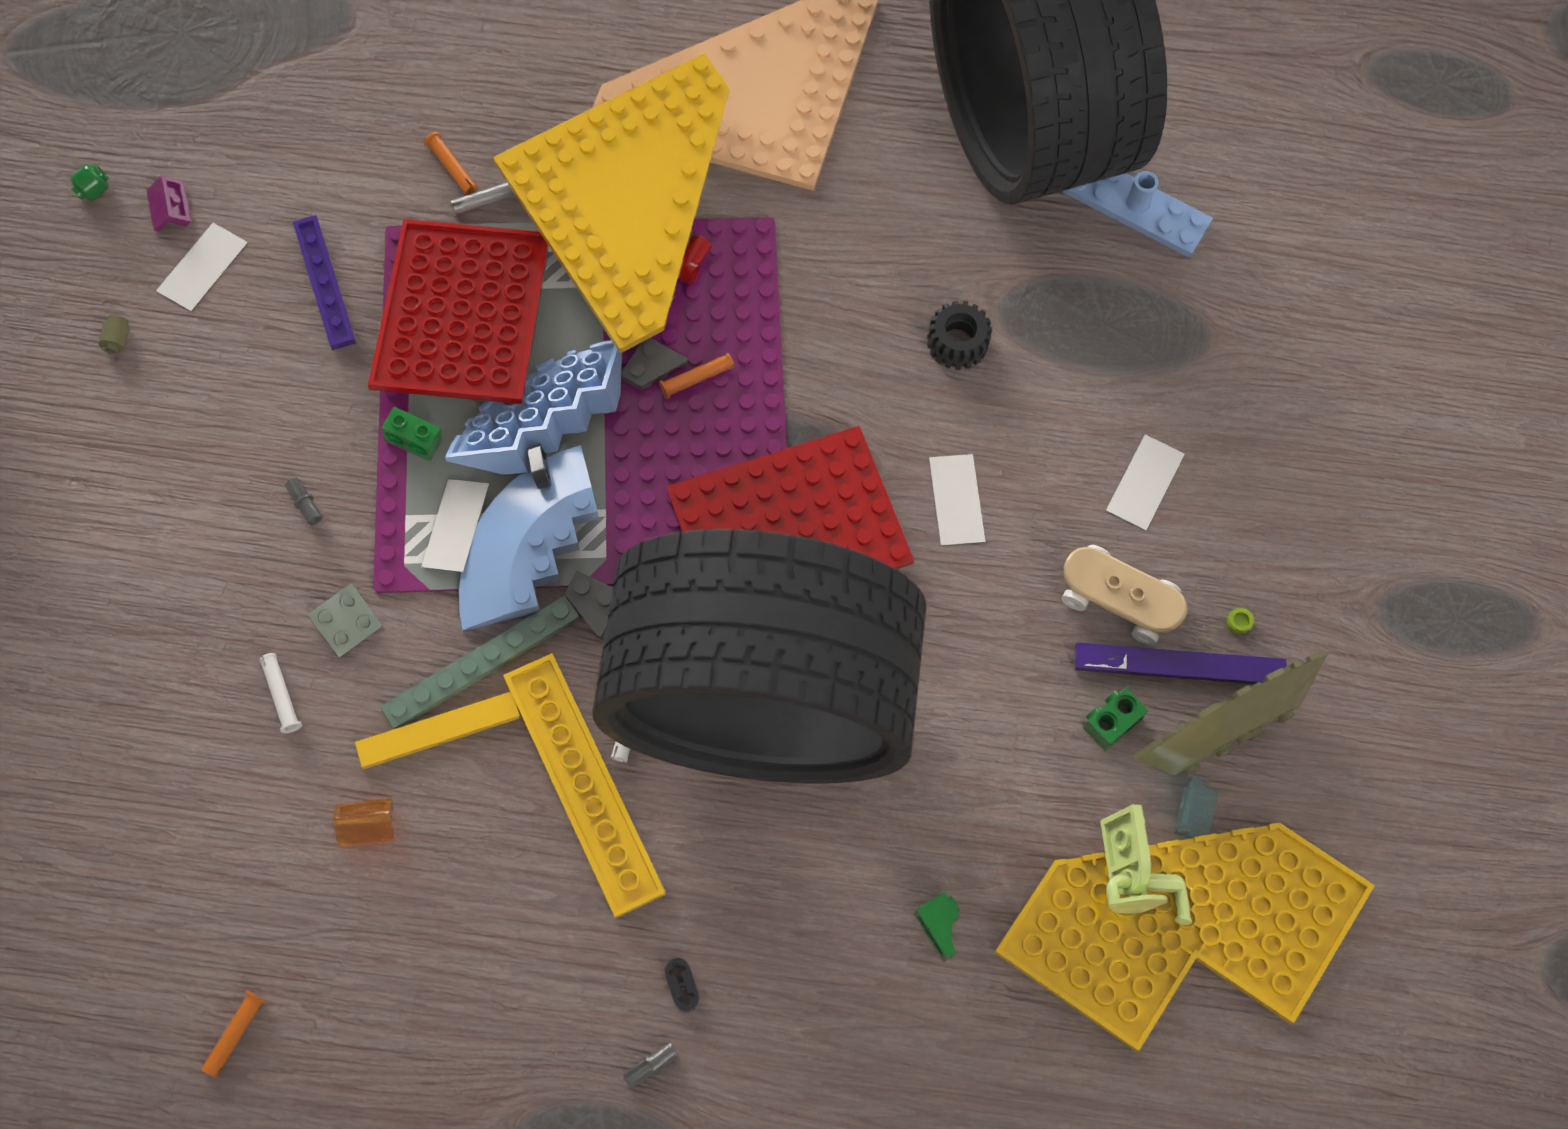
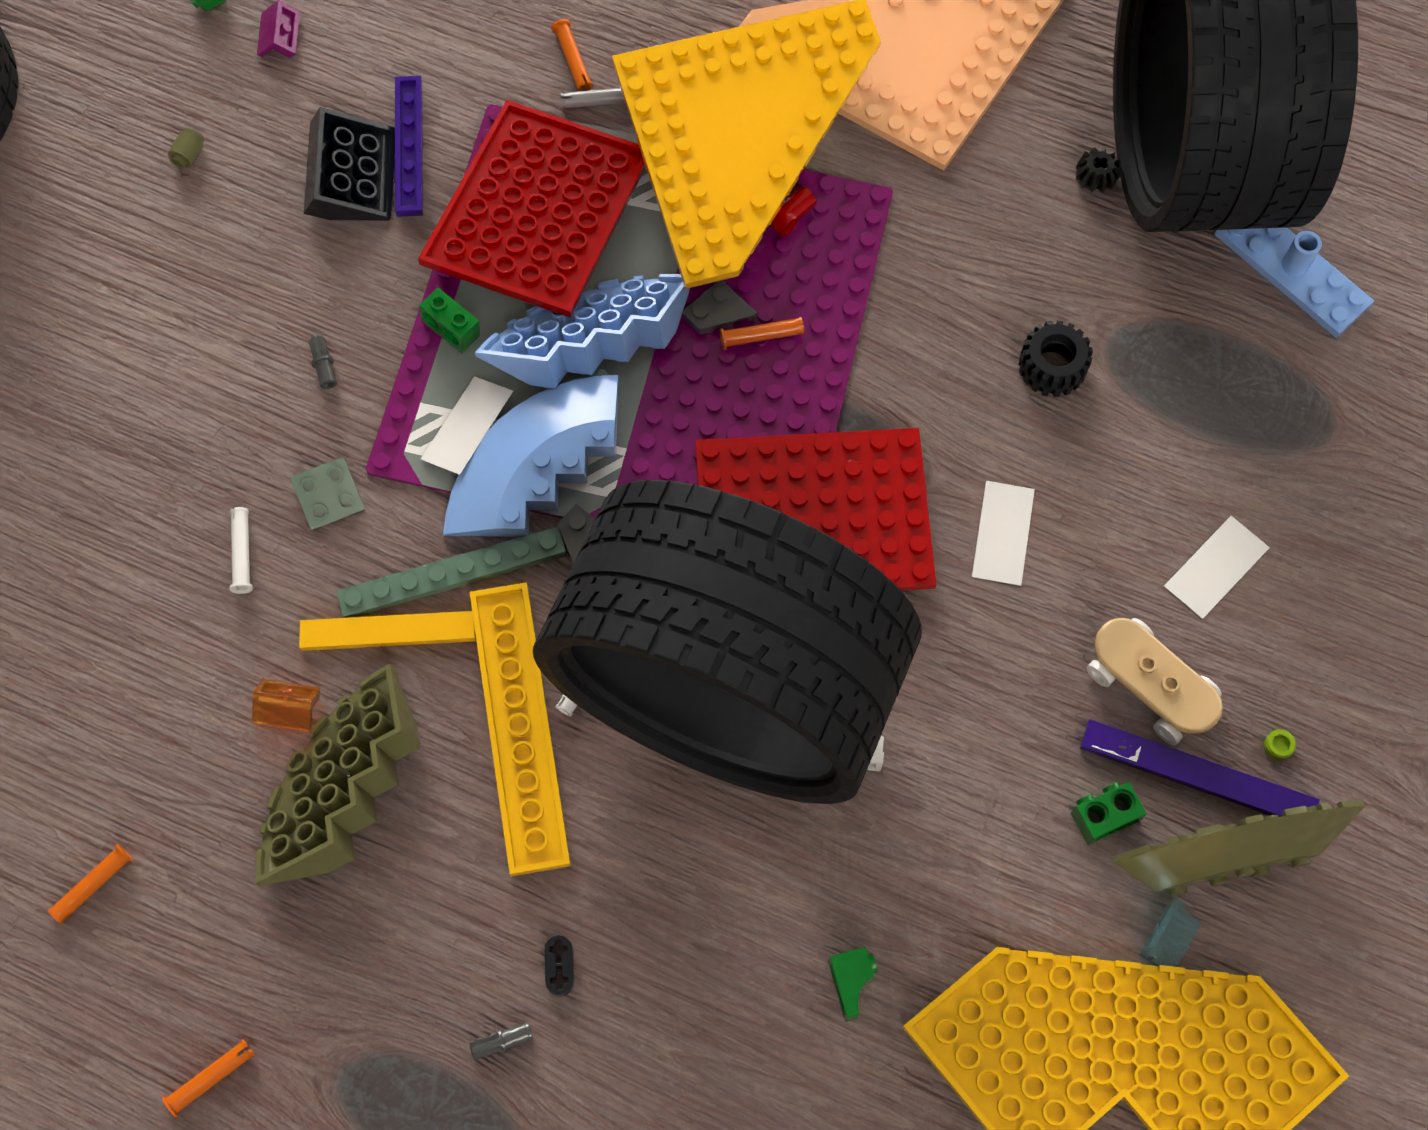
camera: 20 degrees right, 0 degrees up
(201, 266) = (293, 101): white sticker -> none
(274, 316) = (349, 168): none -> black slope
(432, 878) = (335, 782): none -> olive brick
(539, 466) = (567, 385): black beam -> none
(948, 158) = (1098, 170): none -> pearl dark grey gear
(1131, 868) = (1075, 979): yellowish green plate -> none

